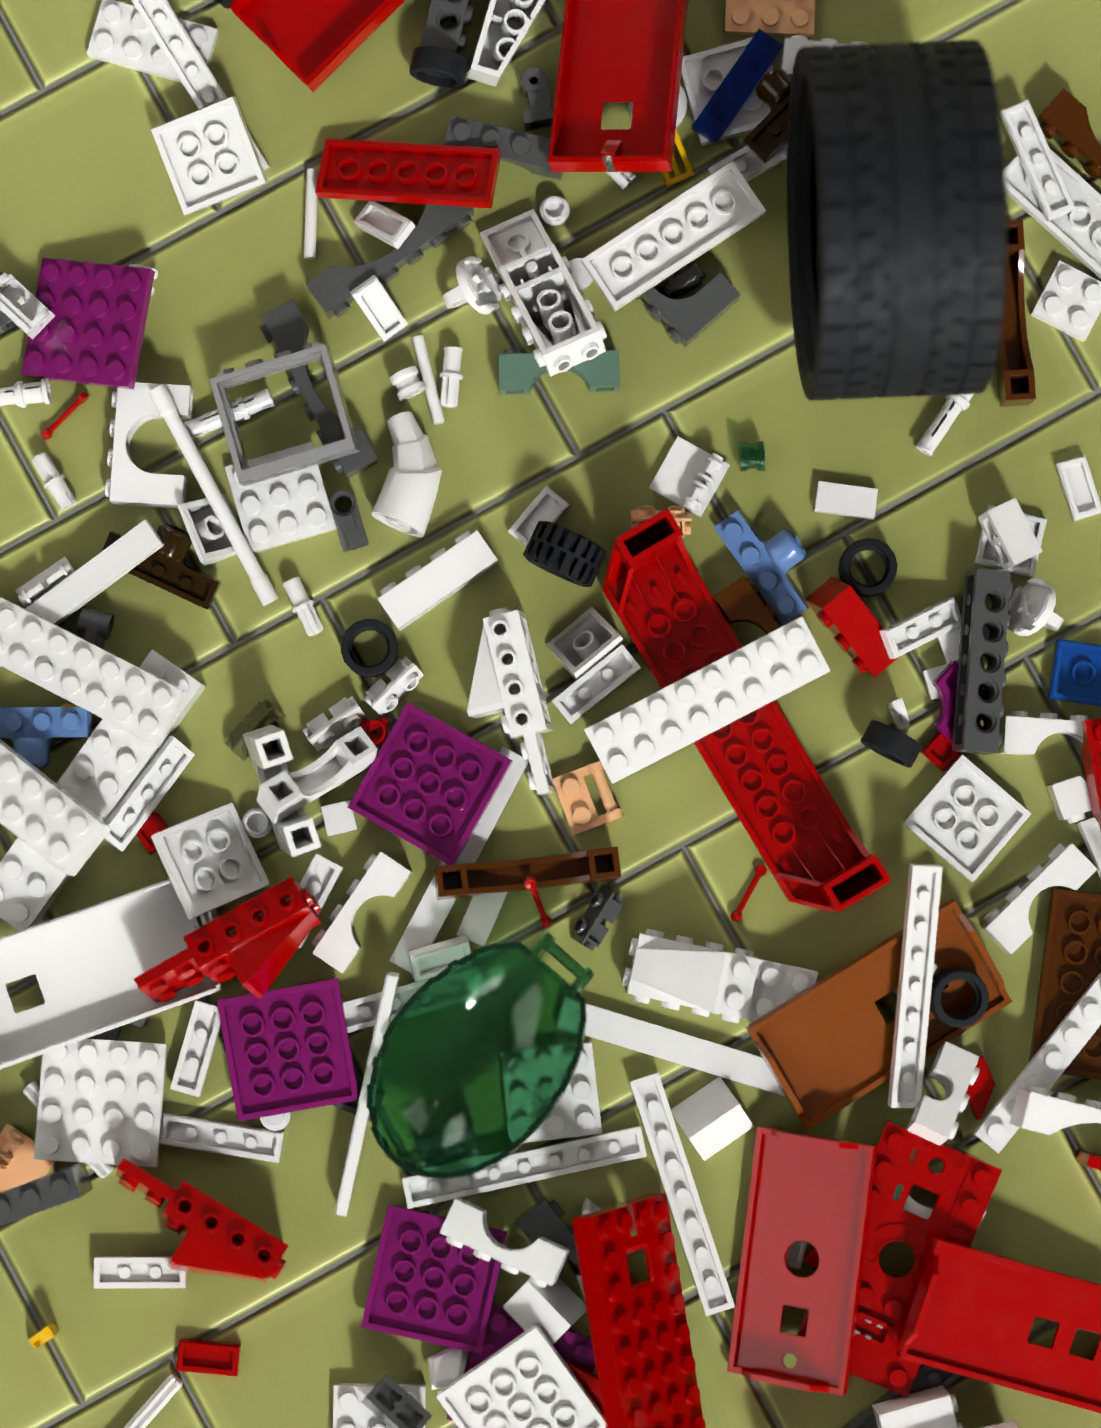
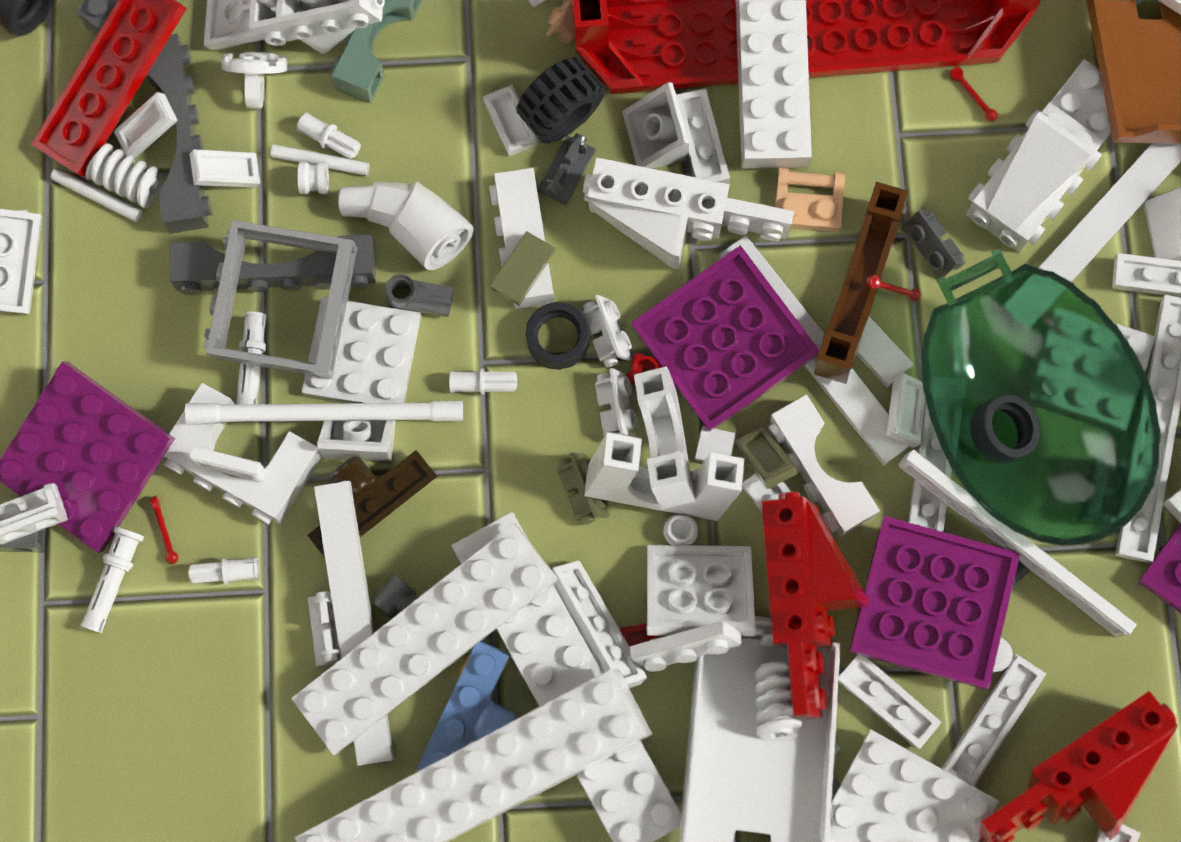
camera: 60 degrees left, 10 degrees down
(130, 442) = (227, 464): none -> white tile
(147, 958) = (775, 702): none -> white piece
(155, 871) = (686, 646): none -> white plate
(333, 229) = (123, 176): none -> white piece
(345, 862) = (765, 457): none -> olive tile
(404, 594) = (522, 268): none -> olive tile
(456, 1065) = (1024, 419): none -> black tyre
(516, 586) = (566, 169): none -> dark grey hinge

